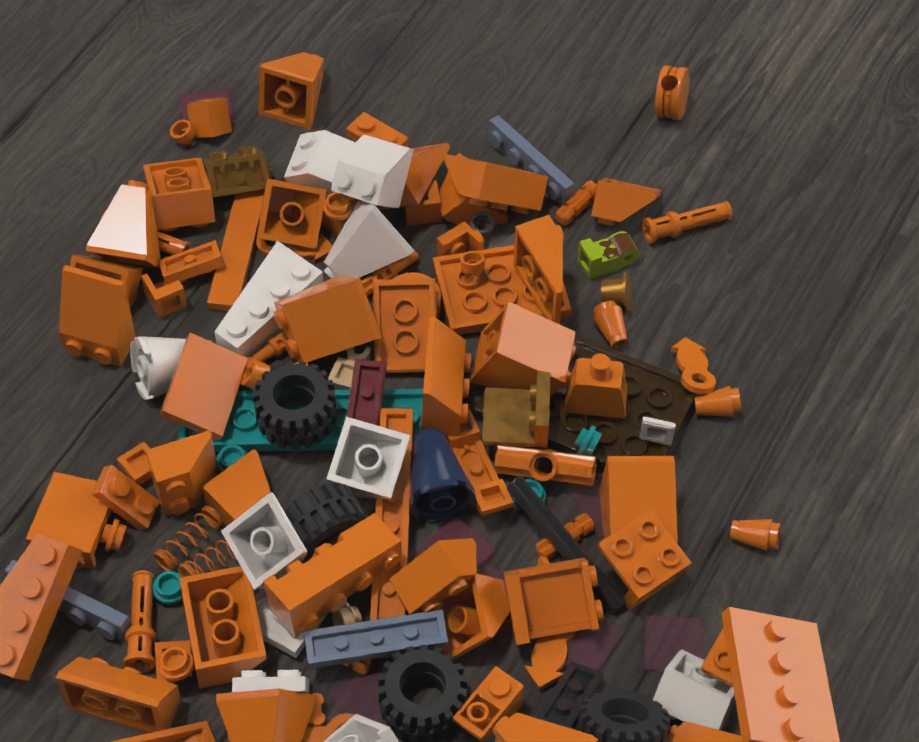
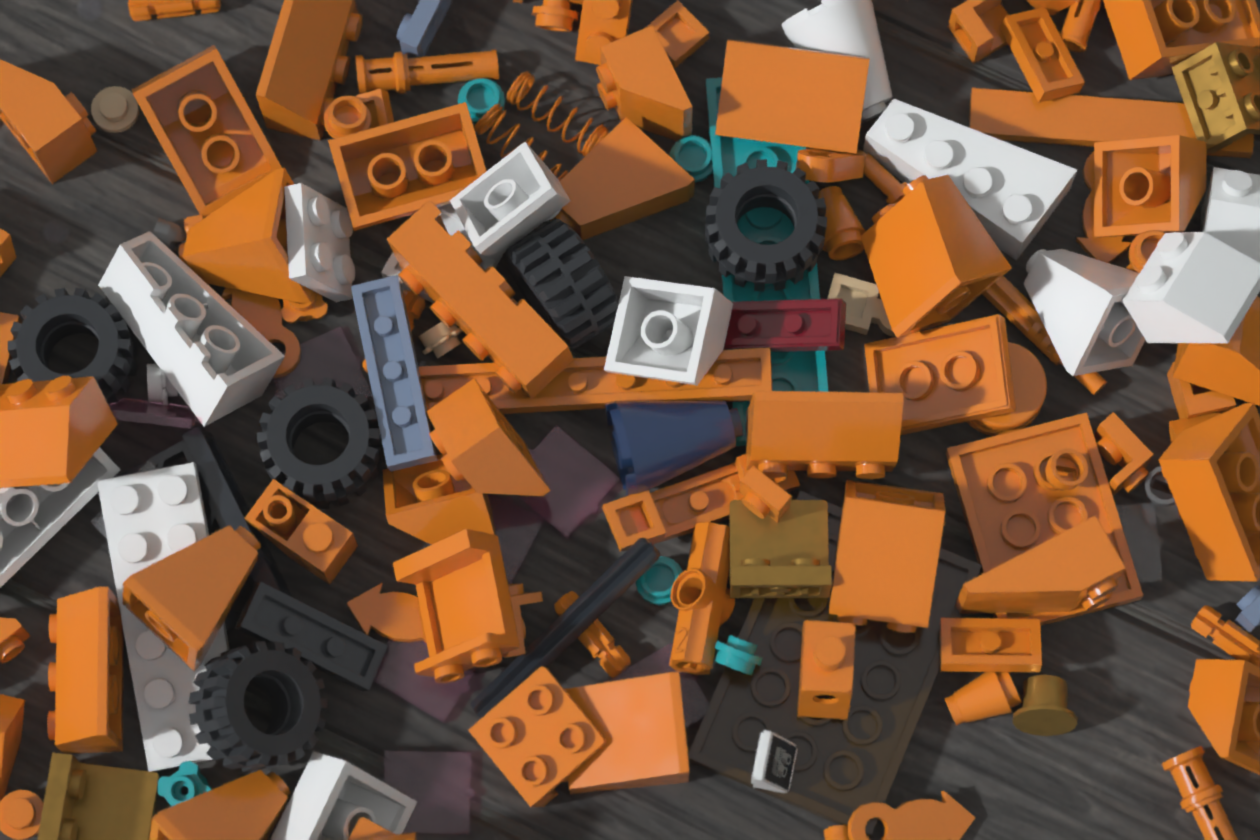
camera: 90 degrees right, 20 degrees up
(484, 412) = (763, 495): none -> orange plate
(583, 309) = (990, 645): none -> orange plate
(606, 254) = (1126, 690): lime leg -> none

